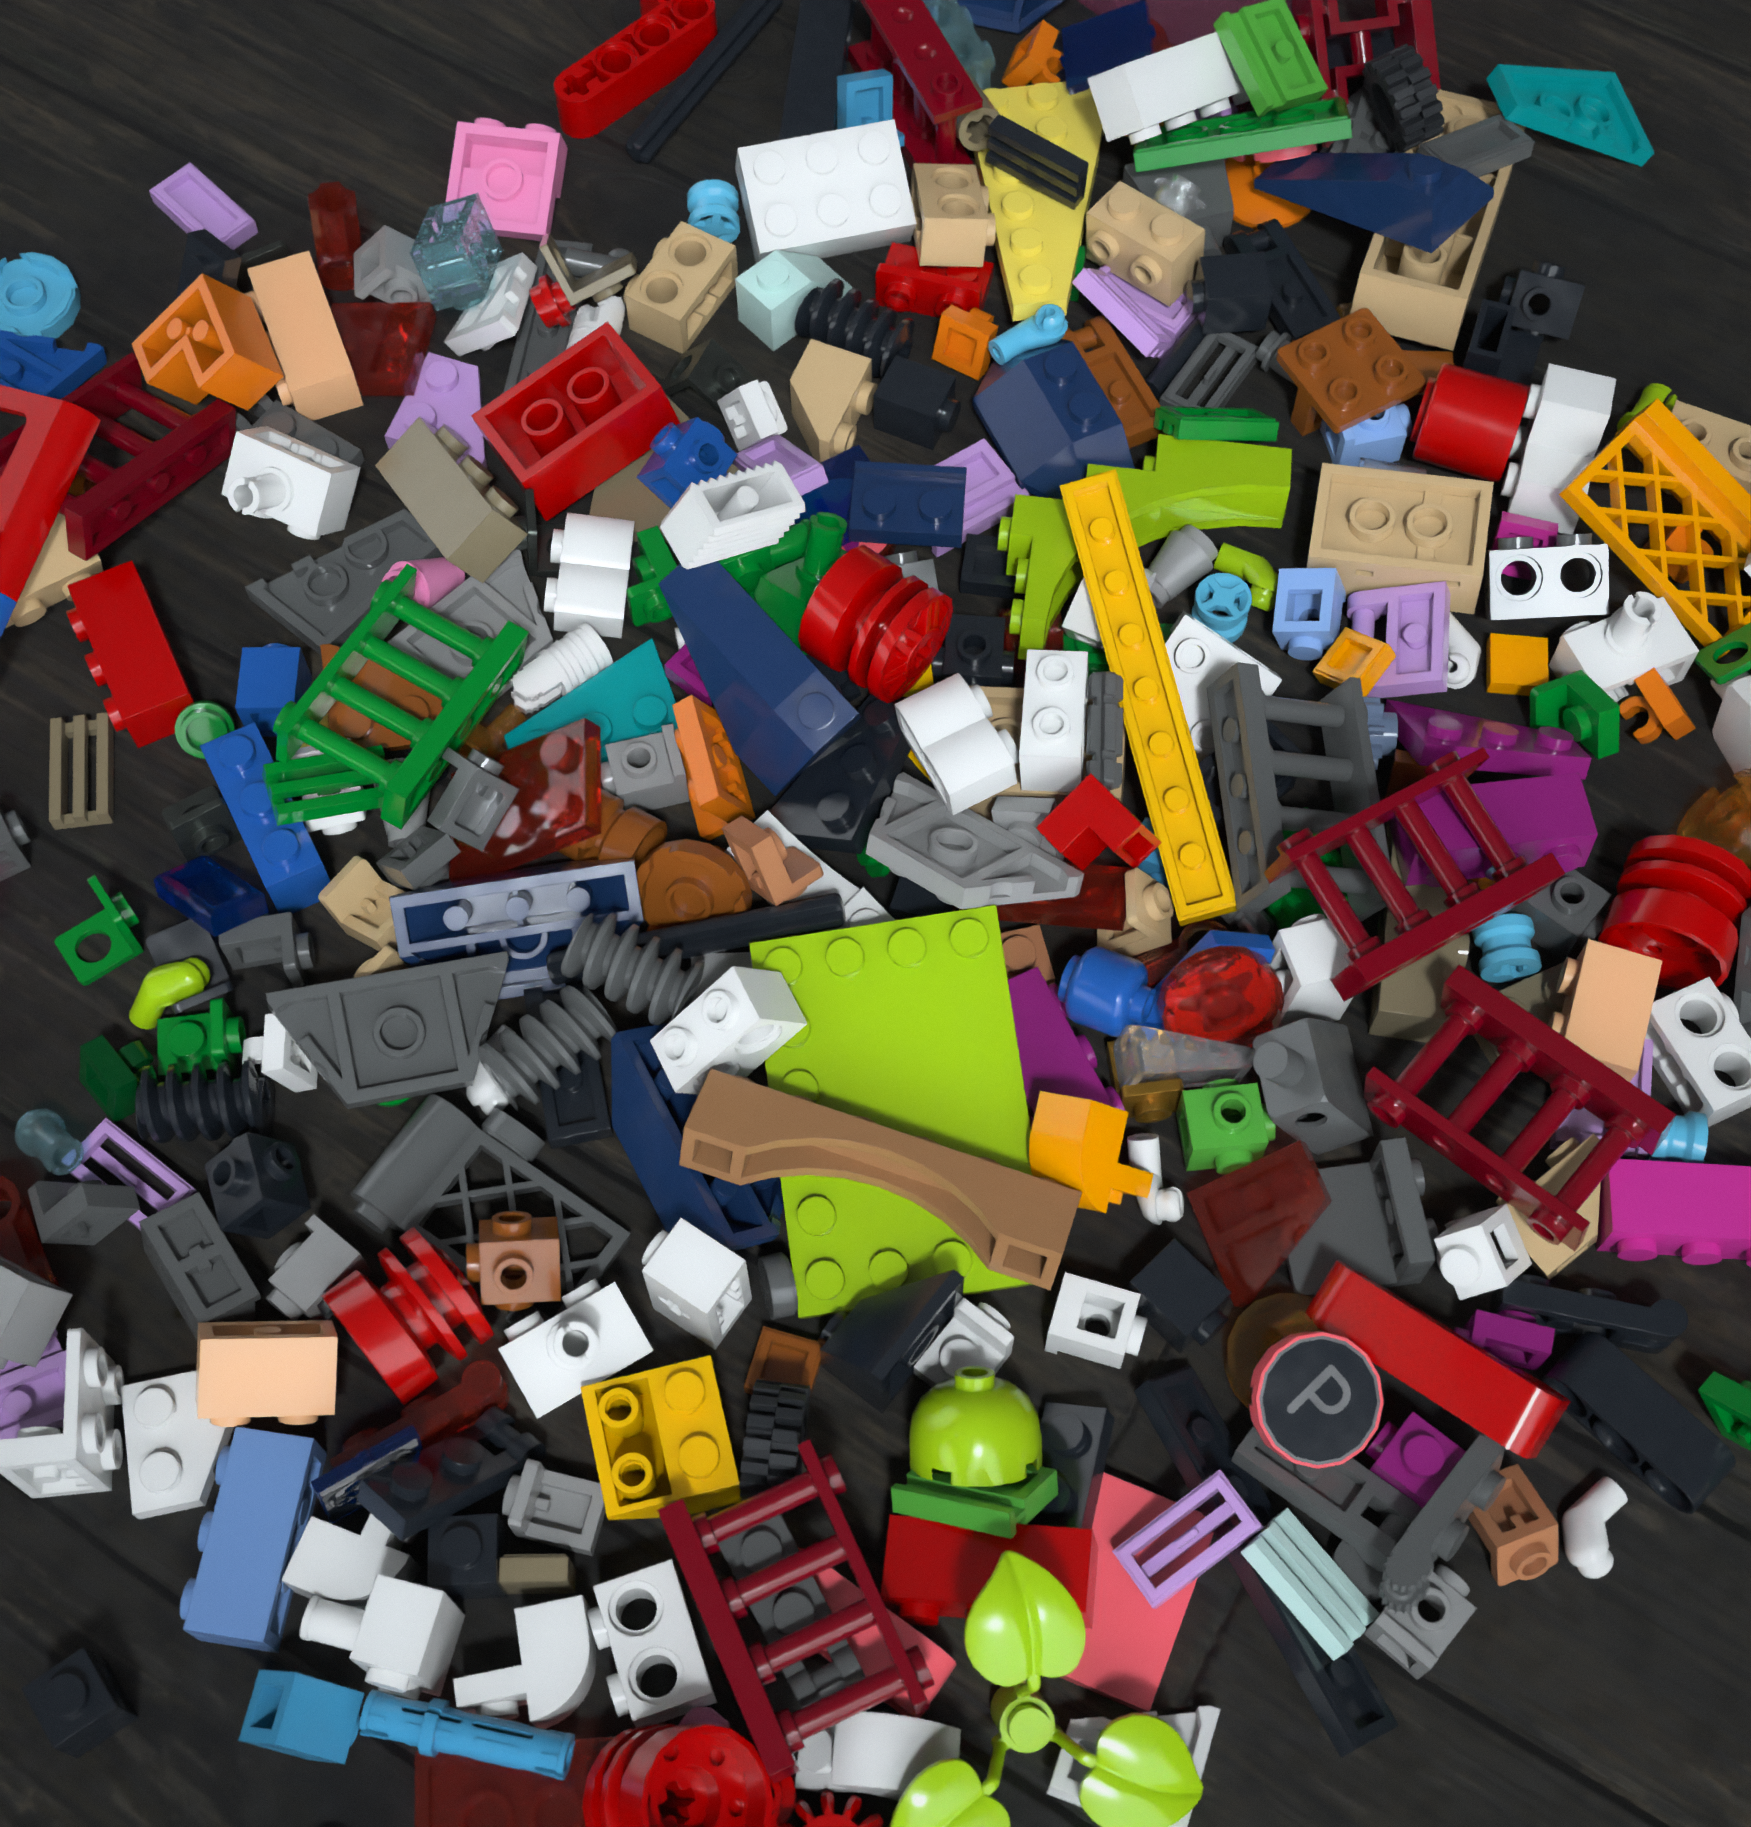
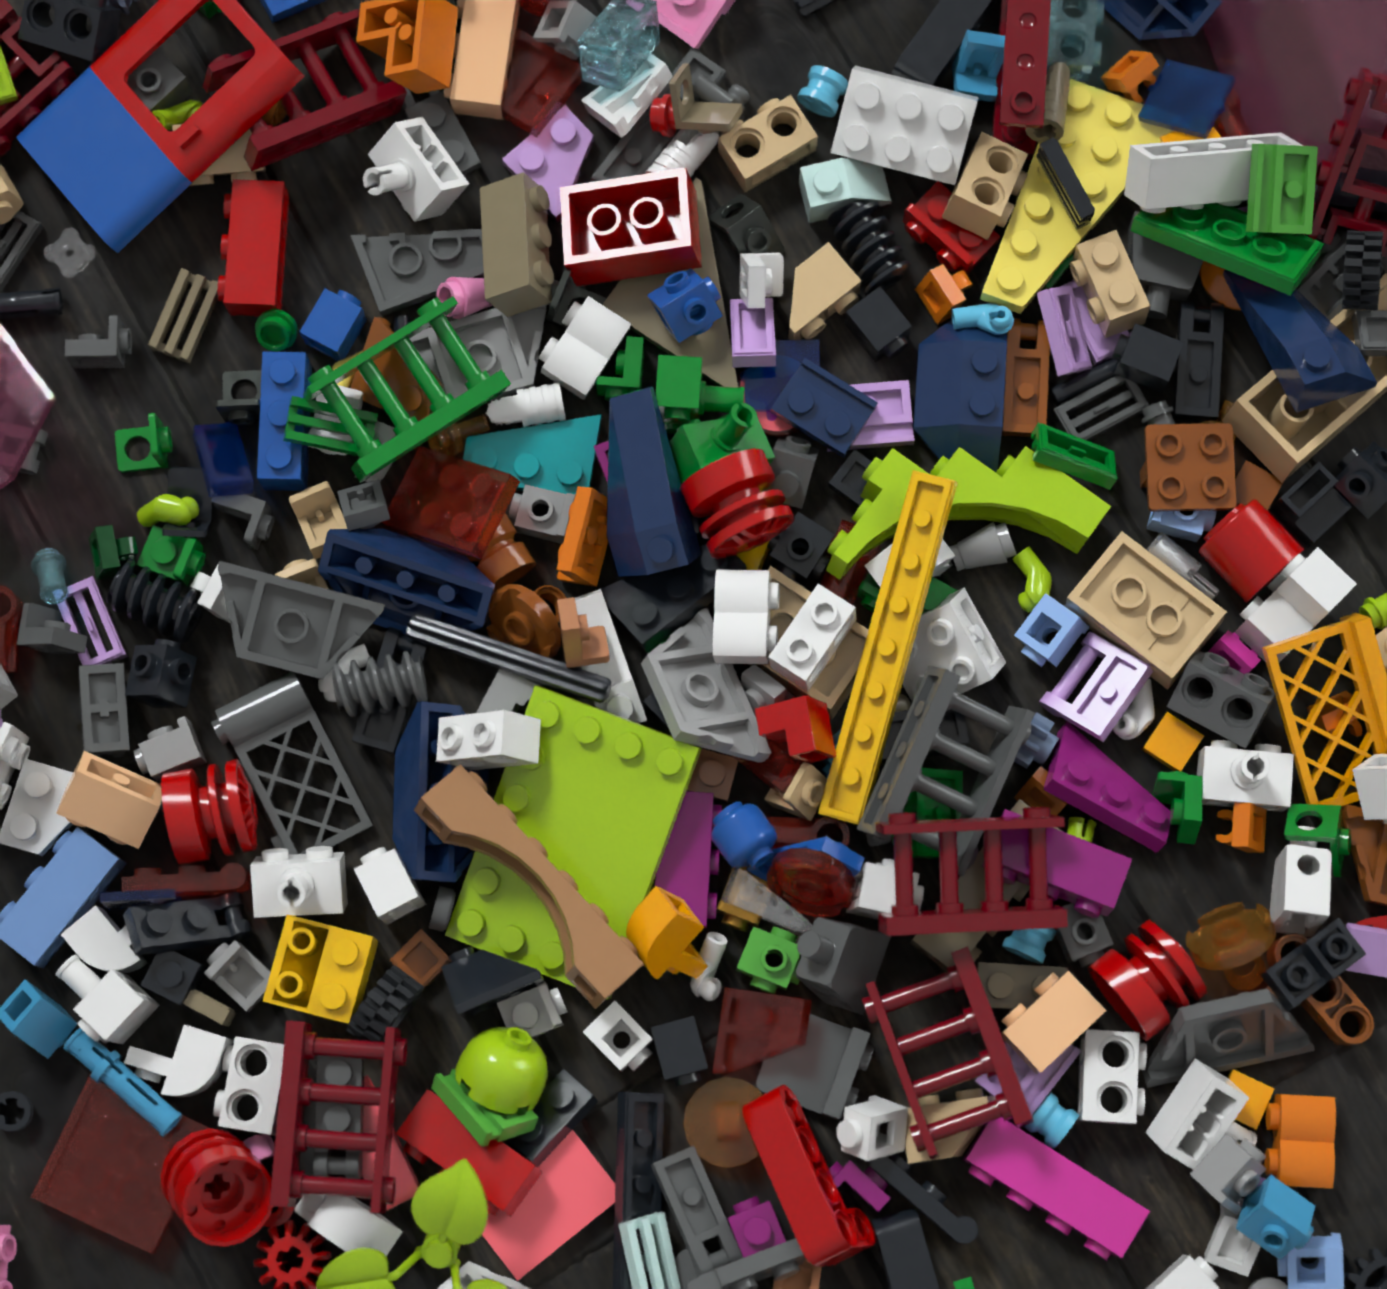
camera: 30 degrees right, 15 degrees up
(473, 798) = (415, 489): dark grey bracket -> none
(512, 1135) = (332, 723): dark grey tile -> none
(516, 1260) = (289, 813): dark orange brick -> none
(631, 969) = (453, 664): dark grey piece -> none
(732, 515) = (674, 387): white brick -> none
(1105, 728) = (841, 662): dark grey axle -> none
(1178, 195) = (1149, 266): clear plate -> none
(1227, 595) = (995, 586): medium azure wheel -> none
(1234, 1505) = (631, 1195): lavender tile -> none
(1316, 1399) = (713, 1162): black tile -> none
(1354, 656) = (1055, 687): light orange tile -> none

